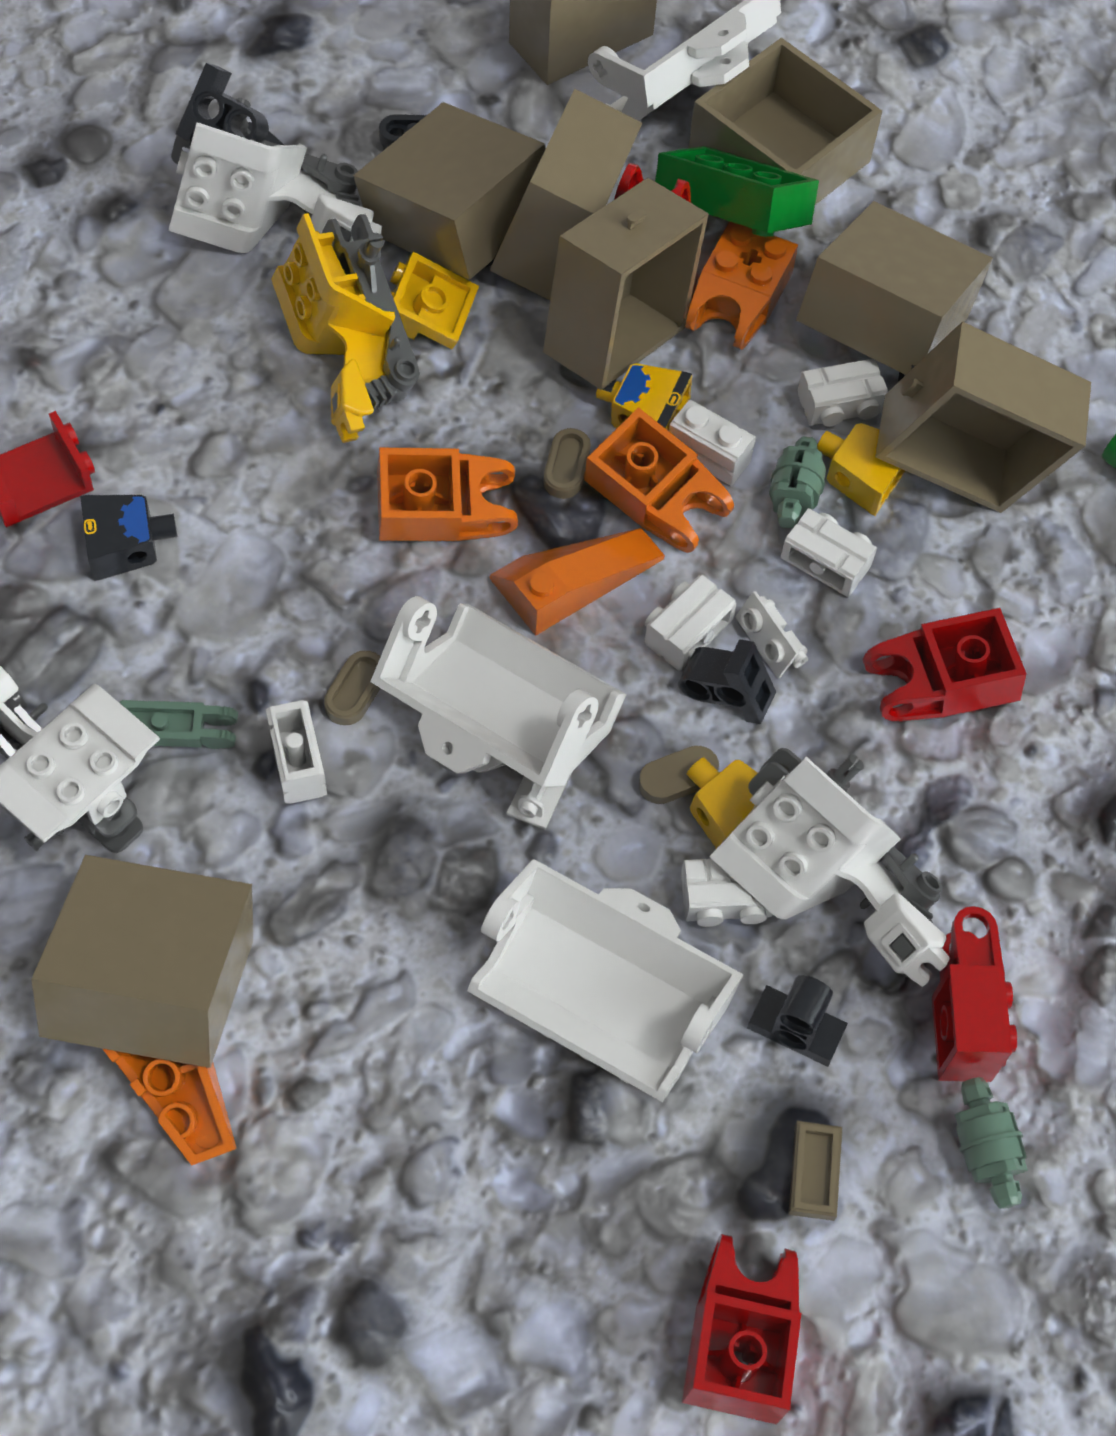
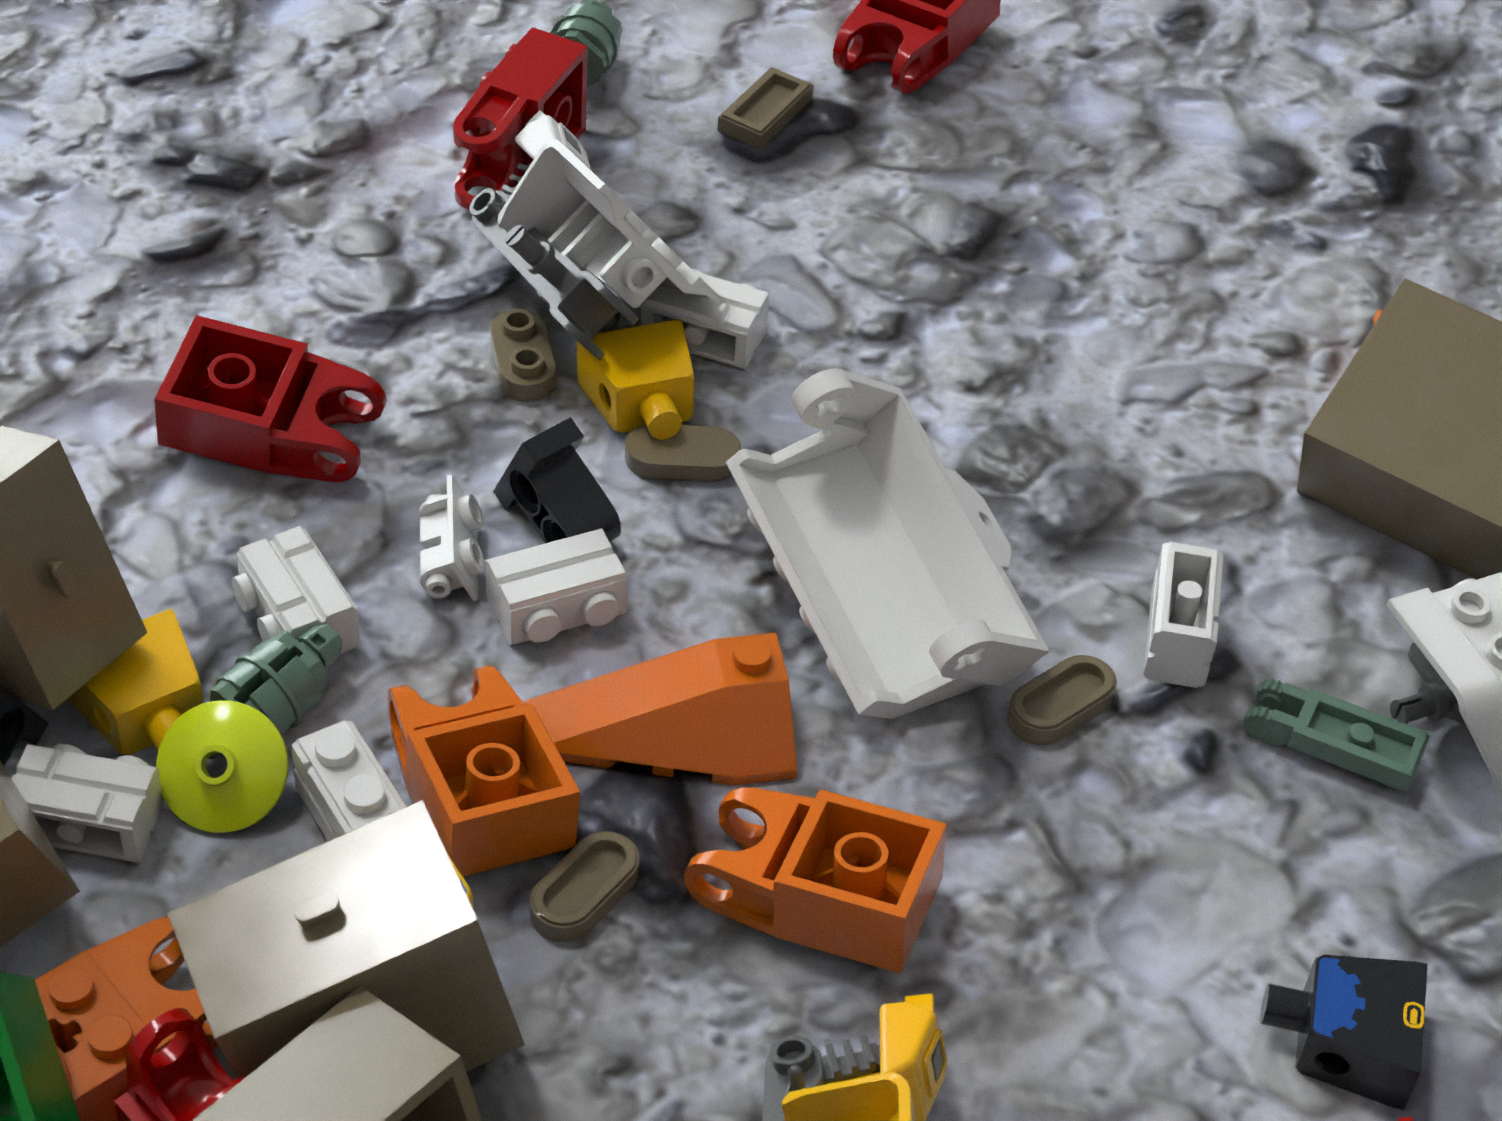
camera: 155 degrees left, 15 degrees down
(602, 976) = (900, 273): white piece -> none
(789, 430) = (253, 774): none -> neon yellow dish
(800, 1019) = (708, 184): black tile -> none

